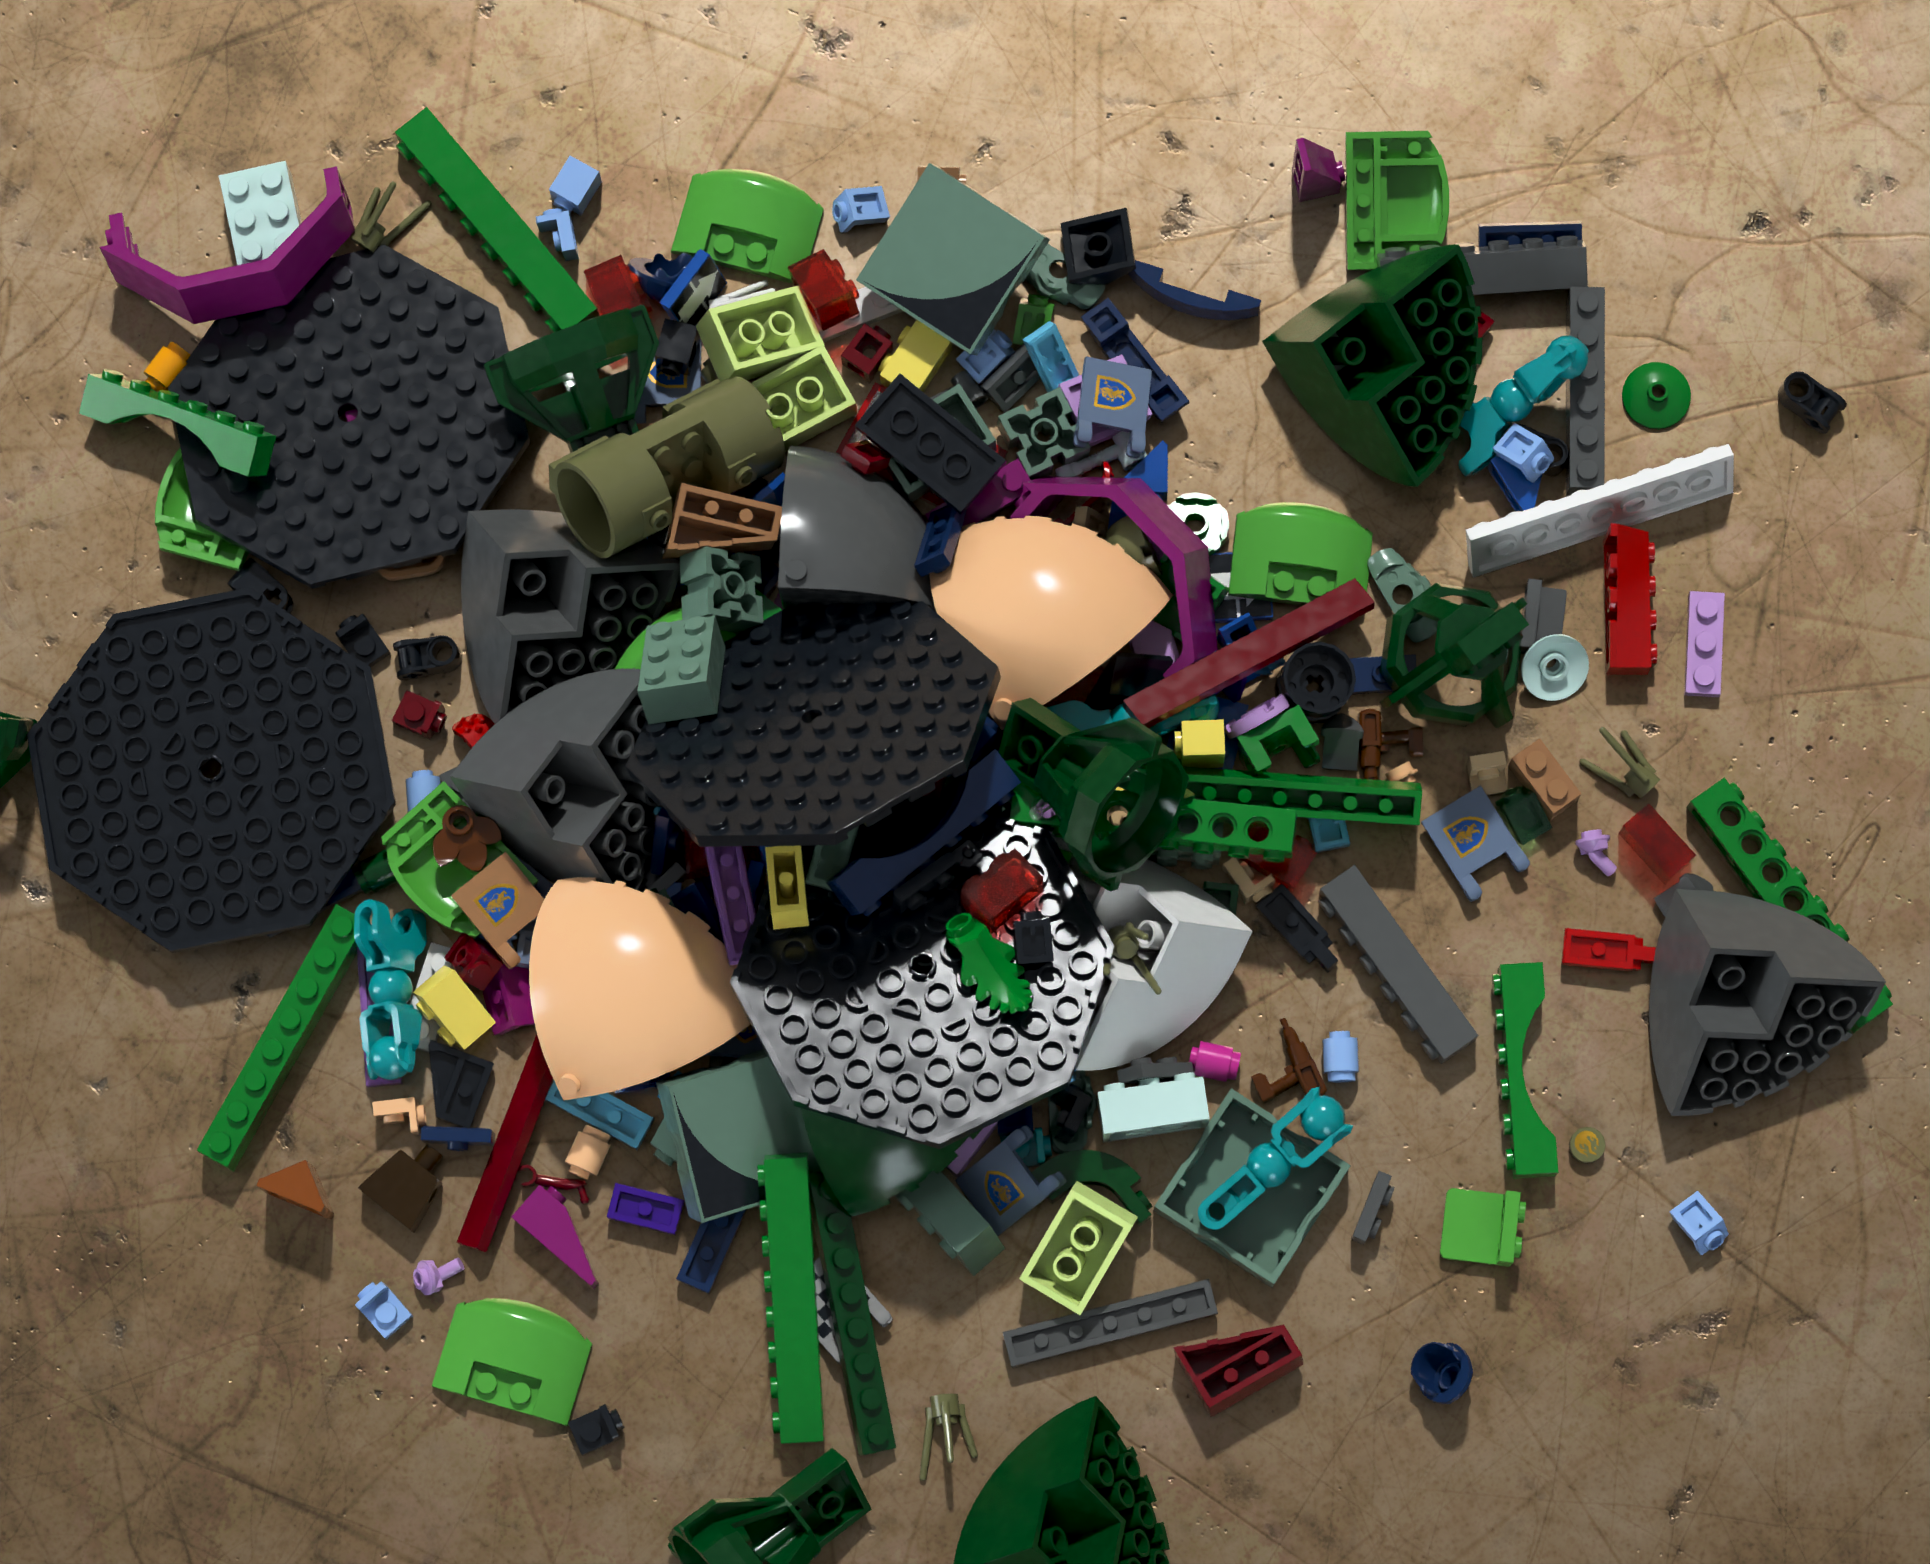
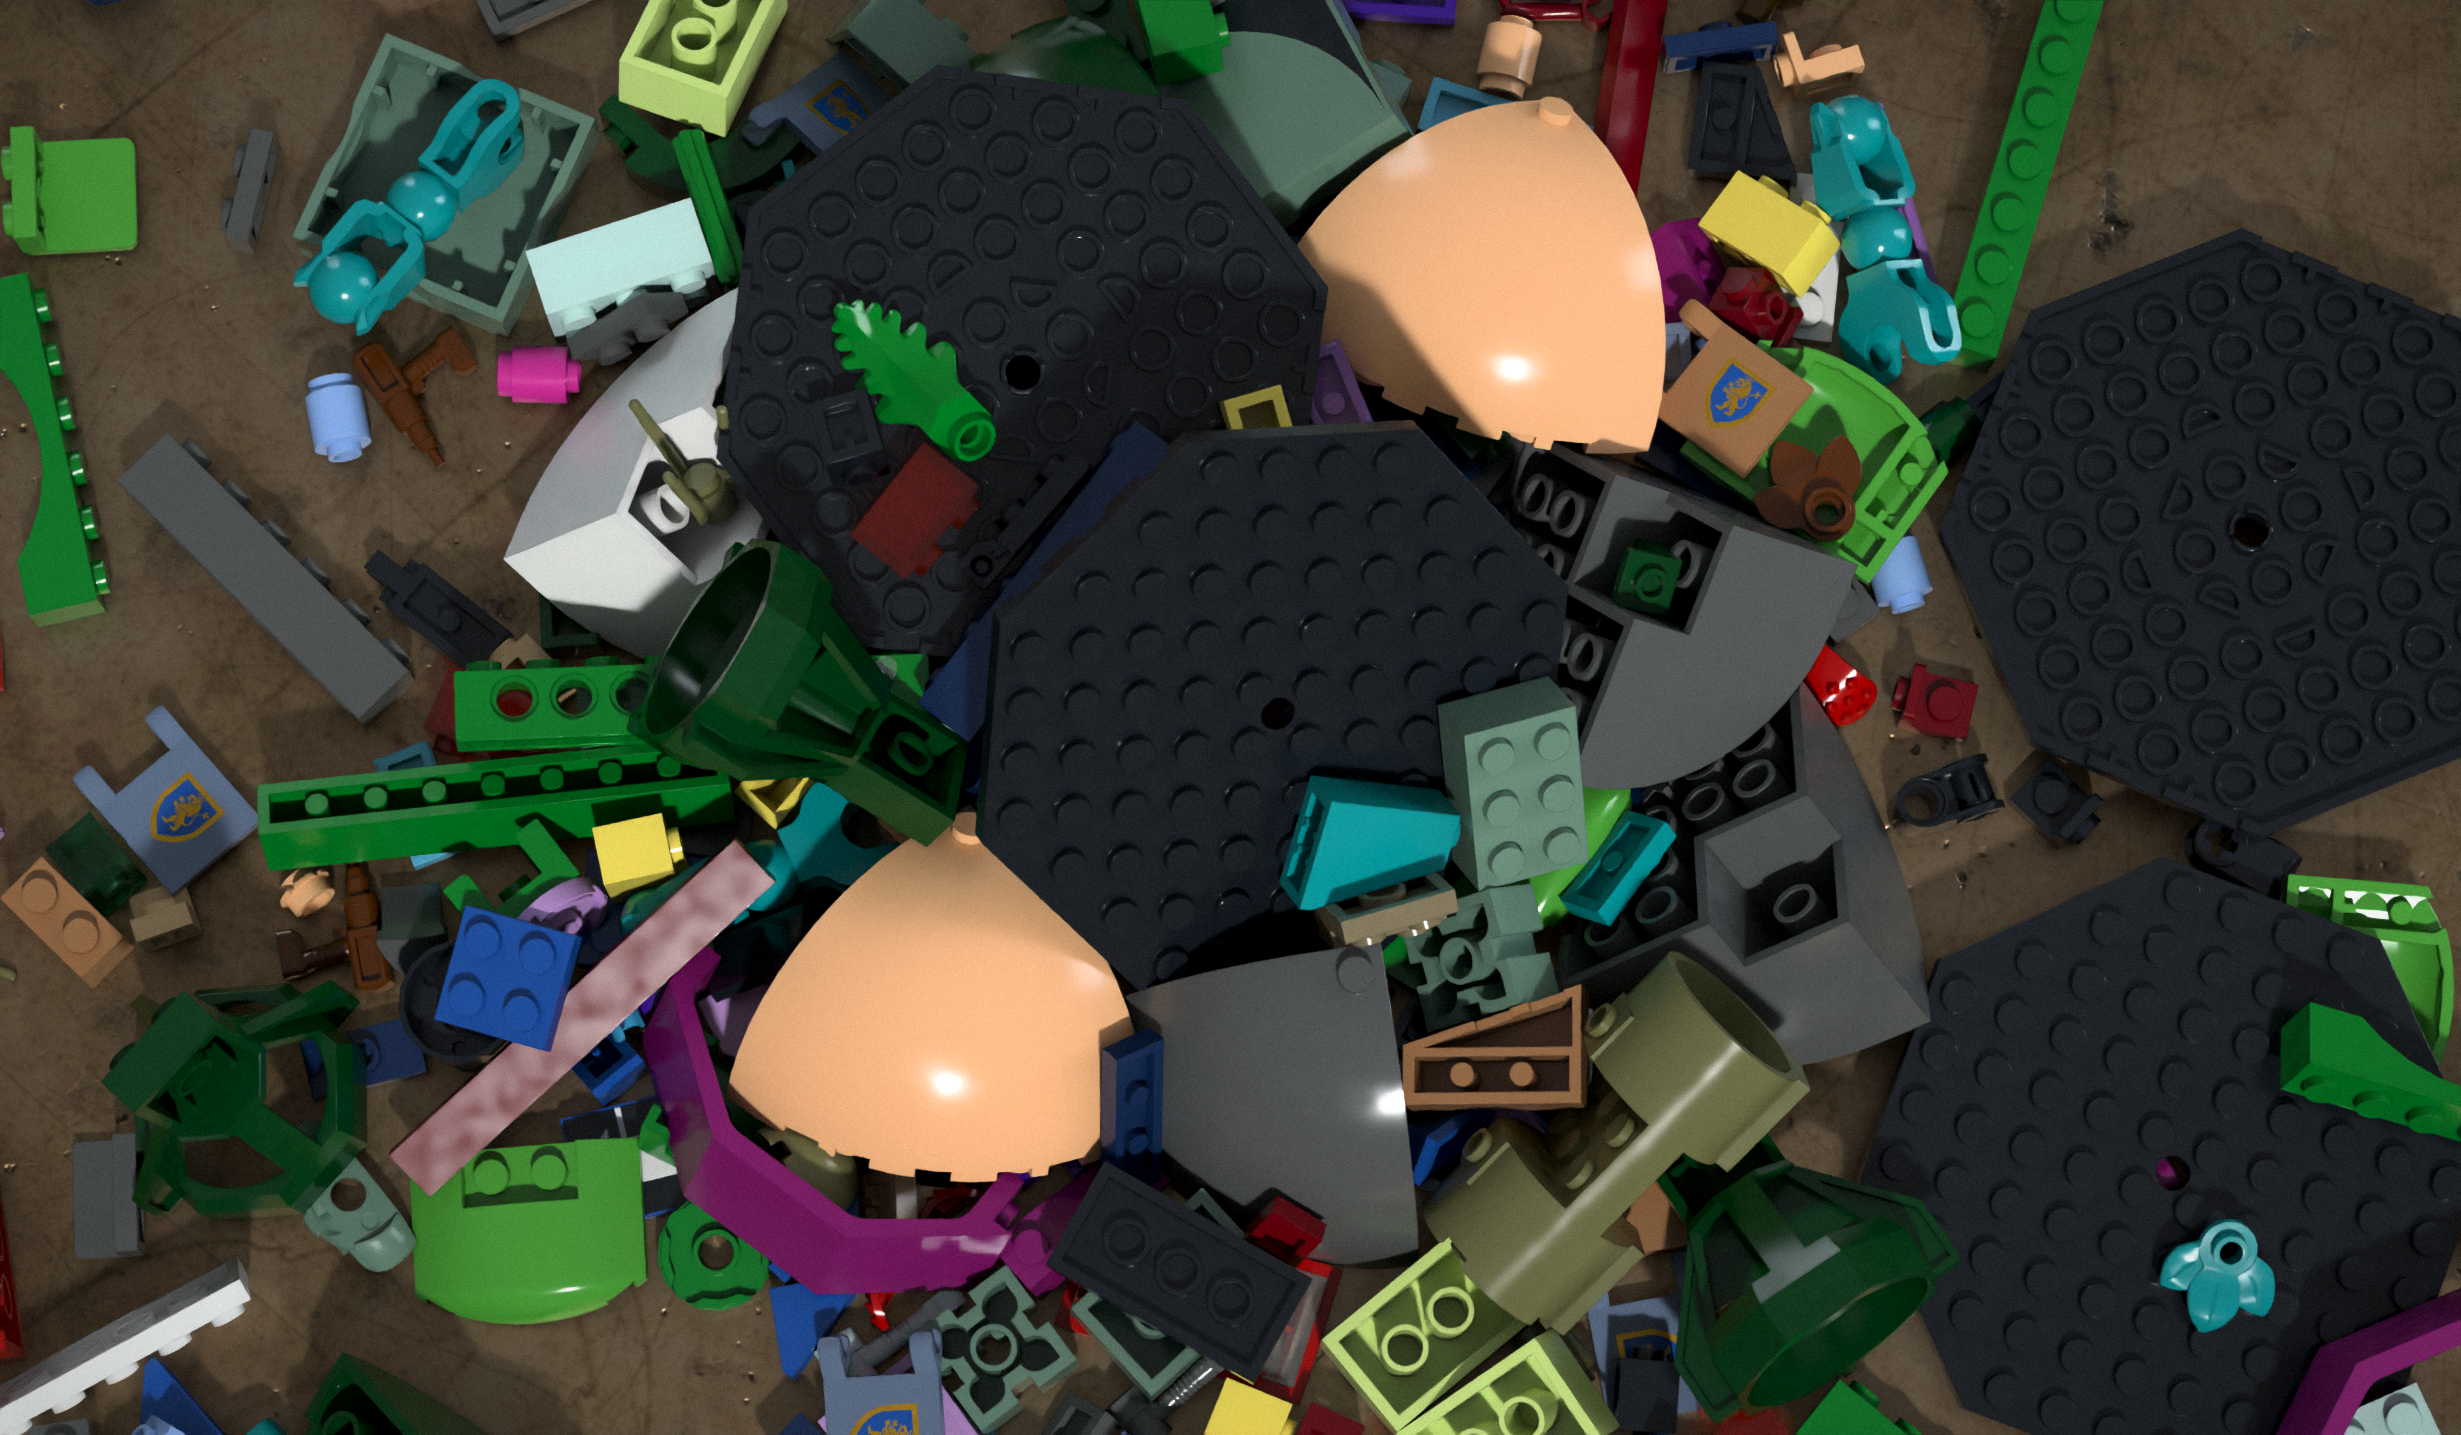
camera: 160 degrees right, 0 degrees up
(335, 348) = (2220, 1284): none -> teal plate
(576, 786) = (1647, 578): none -> dark green bracket
(628, 628) = (1618, 868): none -> teal plate
(771, 612) = (1398, 909): none -> dark tan plate
(774, 650) = (1364, 839): none -> teal slope
(1092, 1132) = (710, 204): none -> green axle
(1288, 679) = (508, 978): none -> blue plate
(1562, 678) = (71, 1116): light aqua dish -> none

